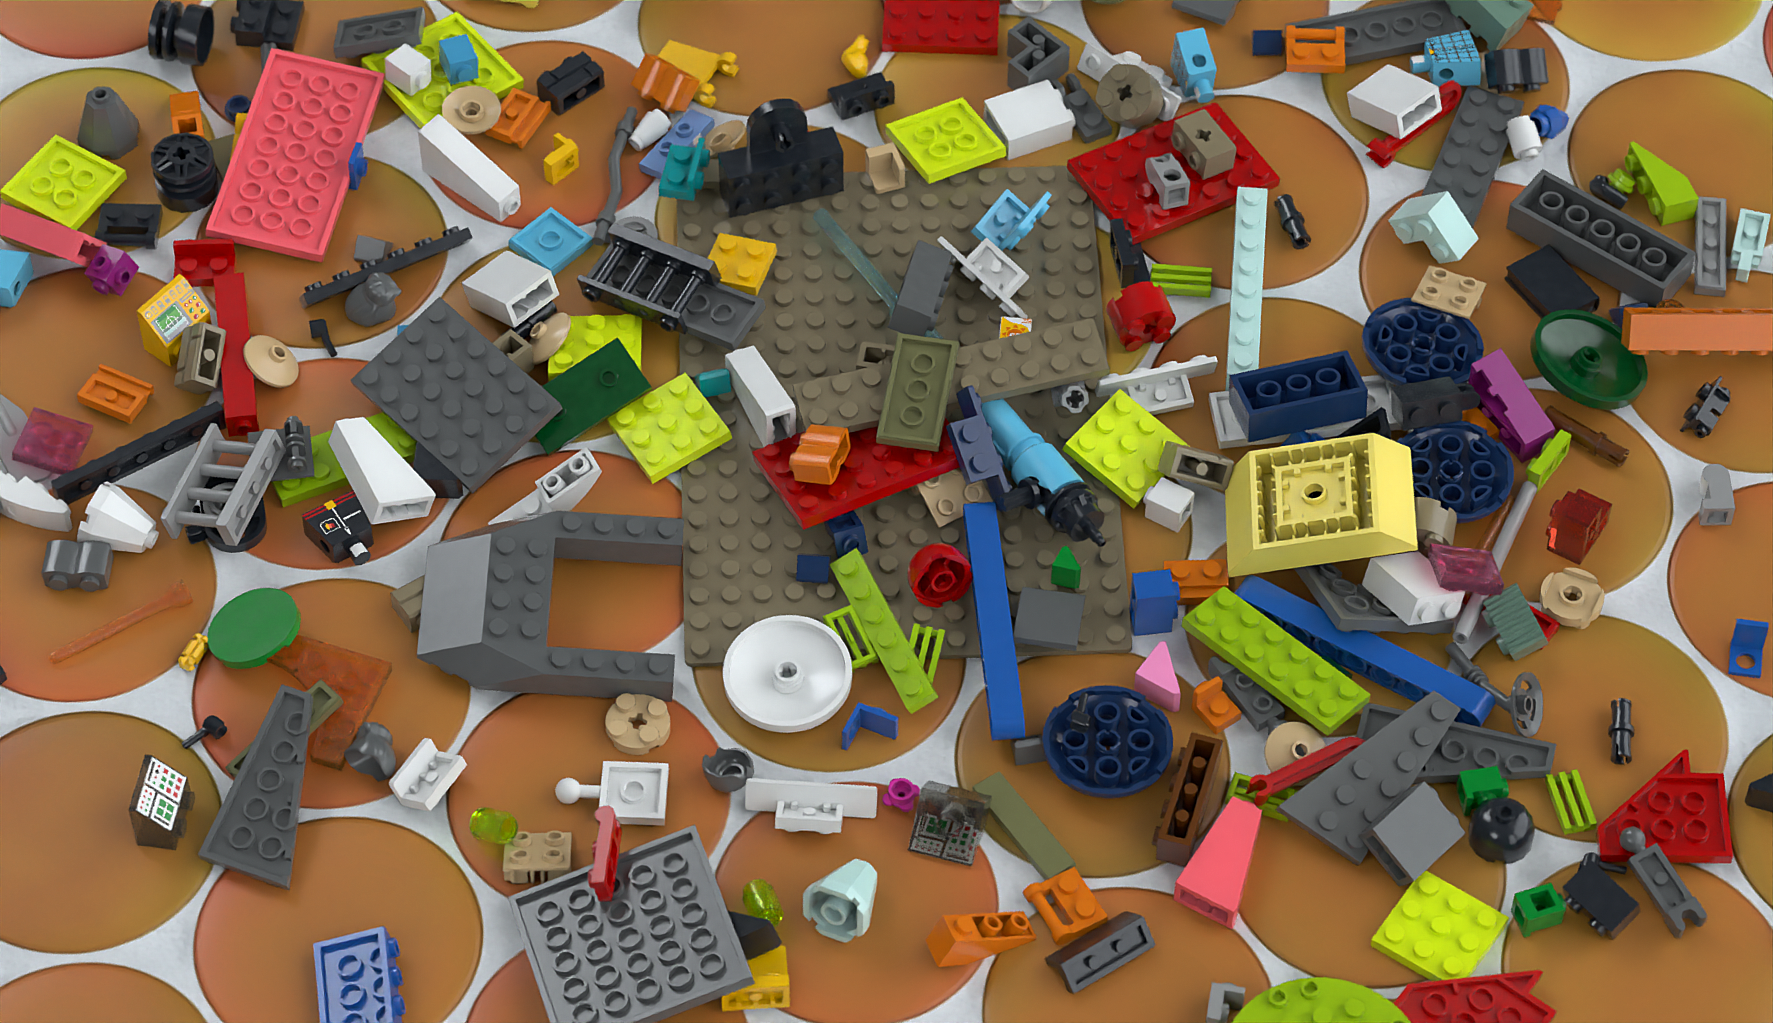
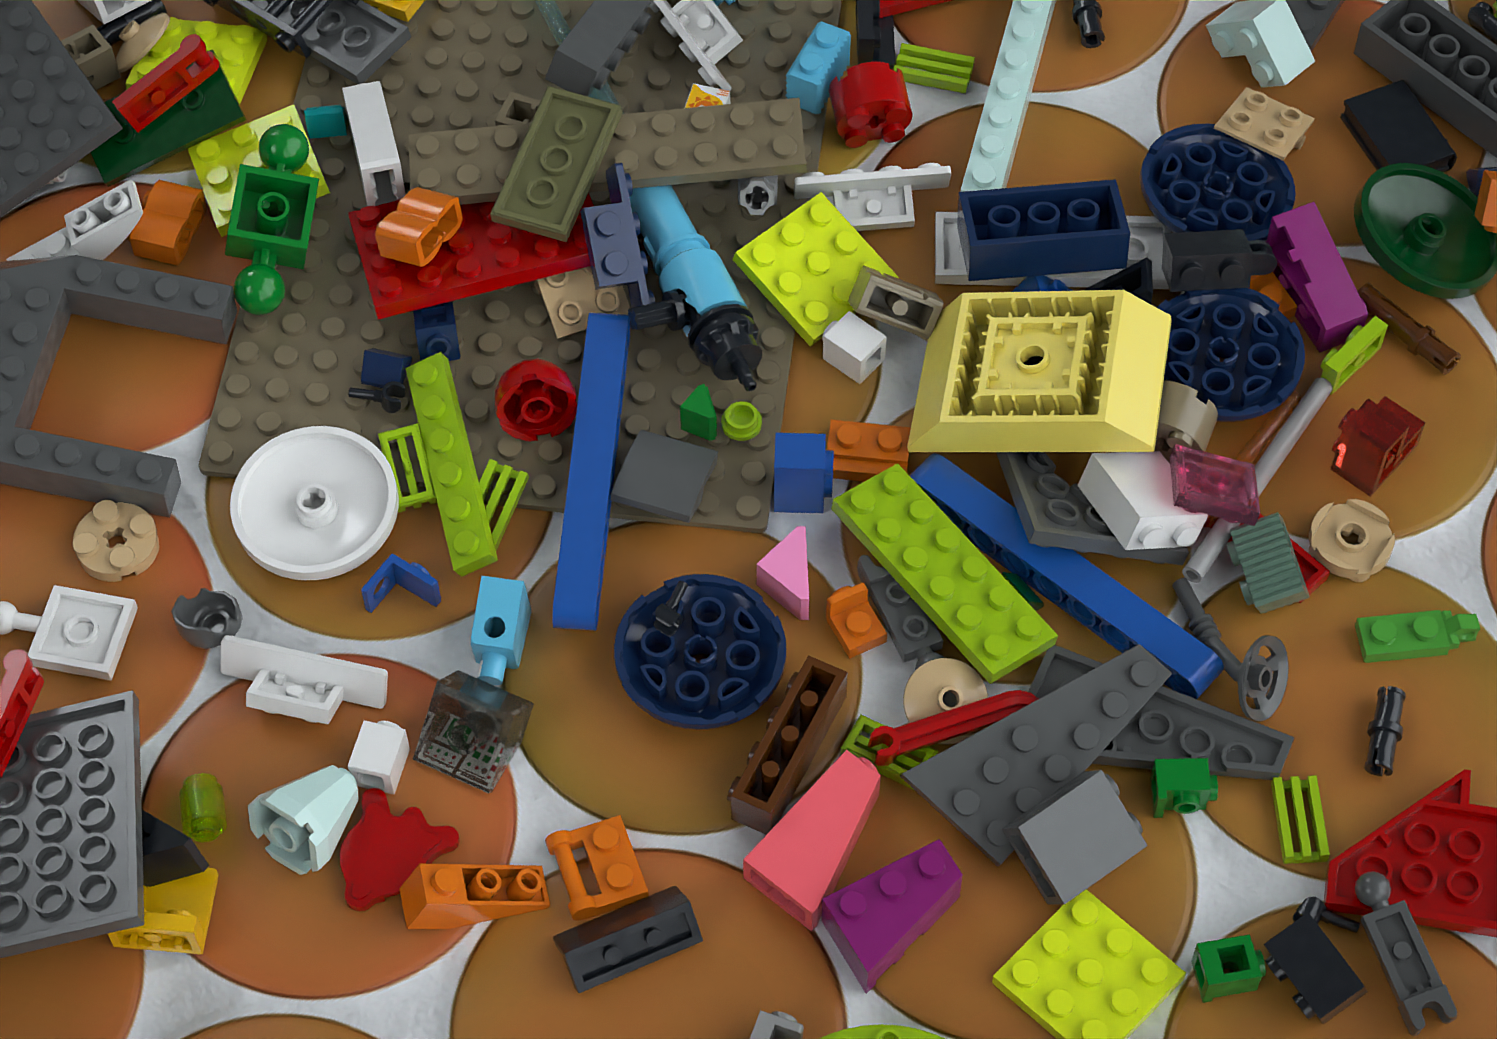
camera: 10 degrees right, 5 degrees up
(590, 368) = (167, 83): none -> red plate
(612, 484) = (168, 222): none -> orange brick
(699, 463) = (271, 218): none -> green brick
(821, 589) = (384, 397): none -> black hand
(885, 849) = (379, 755): none -> white brick
(904, 787) = (415, 673): dark pink plate -> none
(907, 917) = (387, 849): none -> red tile
(953, 744) = (499, 627): none -> medium azure torso
(1024, 827) = (569, 750): olive tile -> none
(1028, 750) = (598, 645): dark grey slope -> none
(1094, 290) = (817, 64): none -> medium azure brick
(1097, 570) = (741, 421): none -> lime plate
(1287, 903) = (891, 909): none -> magenta wedge
(1501, 830) = (1198, 847): black cylinder -> none
(1630, 660) = (1414, 634): none -> bright green hinge

